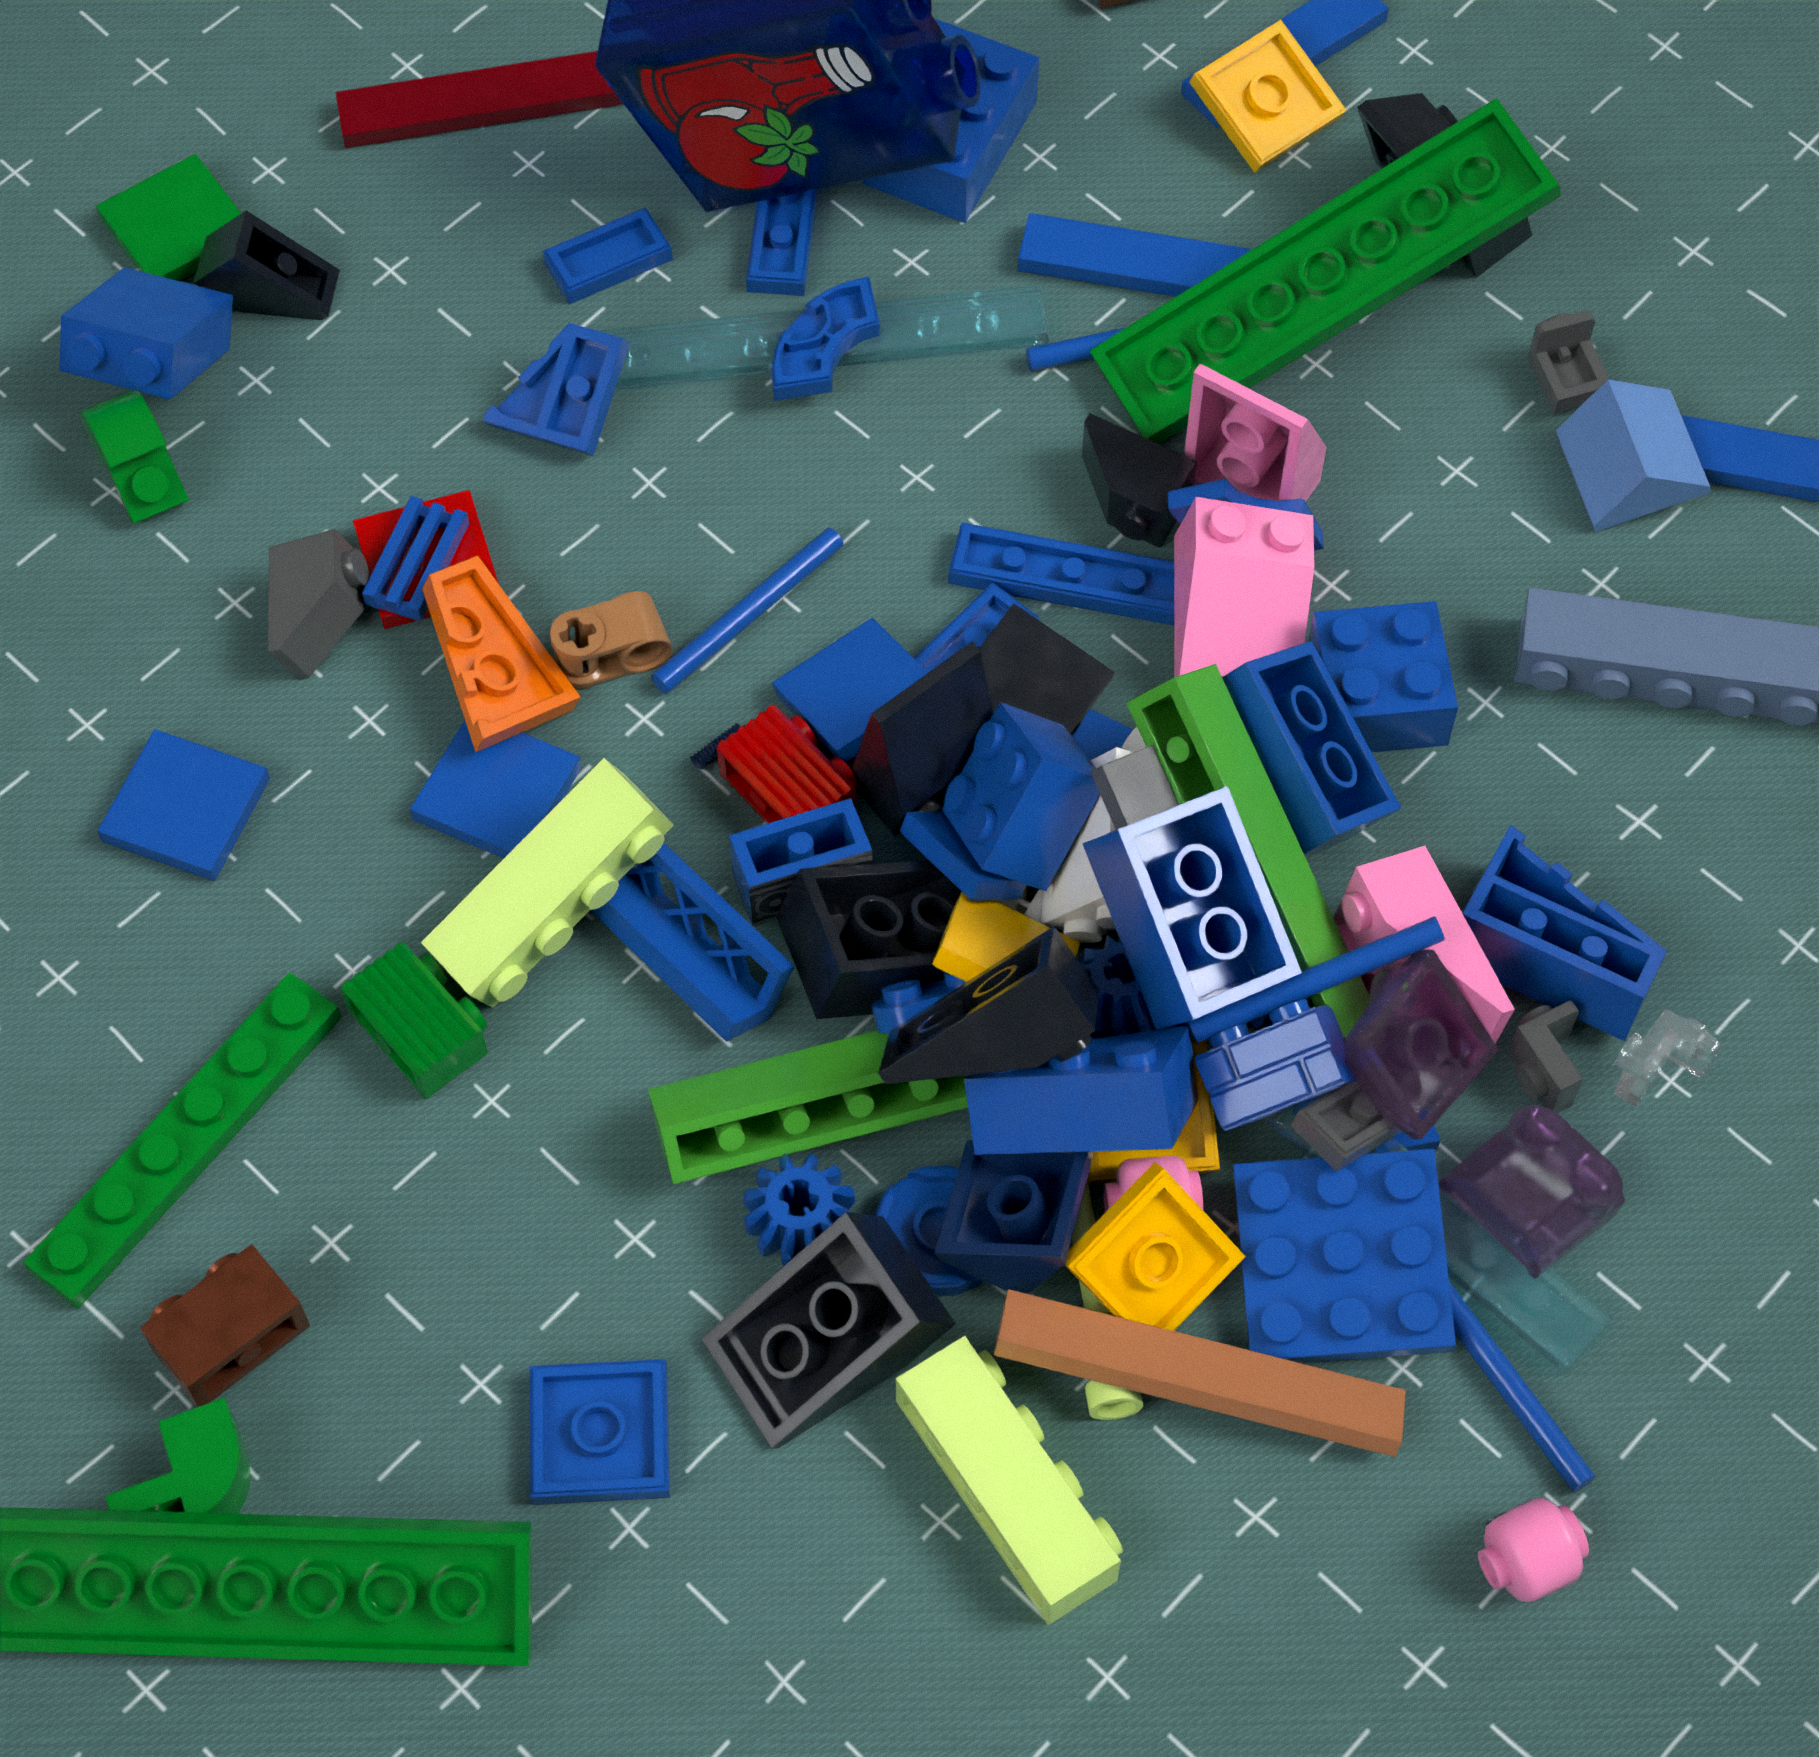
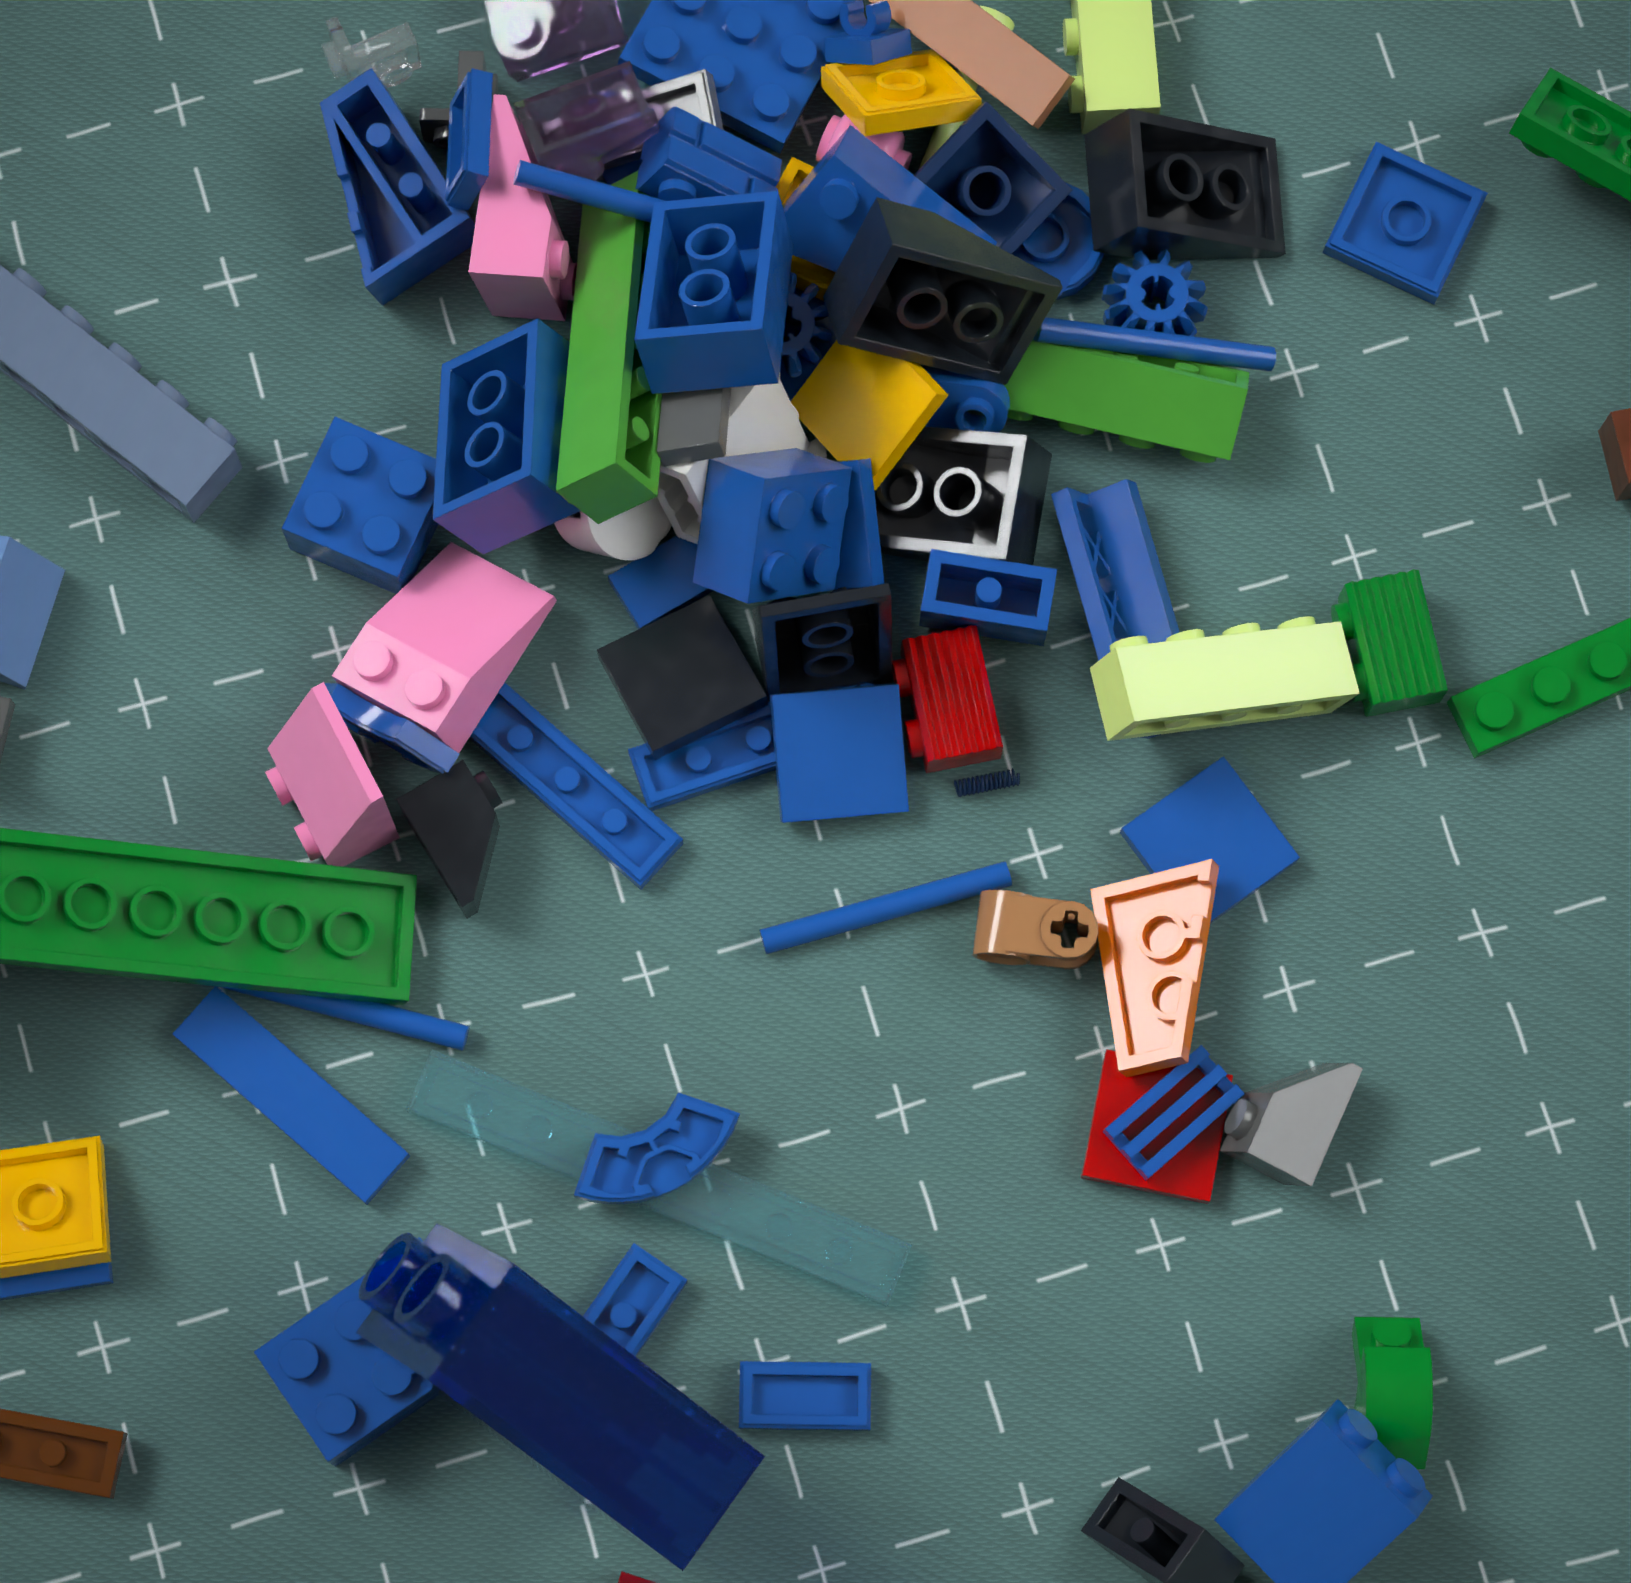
camera: 155 degrees left, 15 degrees up
(184, 805) = (1498, 981): blue tile -> none
(565, 391) = (941, 1229): blue wing -> none
(770, 1145) = (1156, 344): none -> blue bar
(1217, 1302) = (866, 40): none -> blue tile
(1509, 968) = (469, 139): none -> blue tile

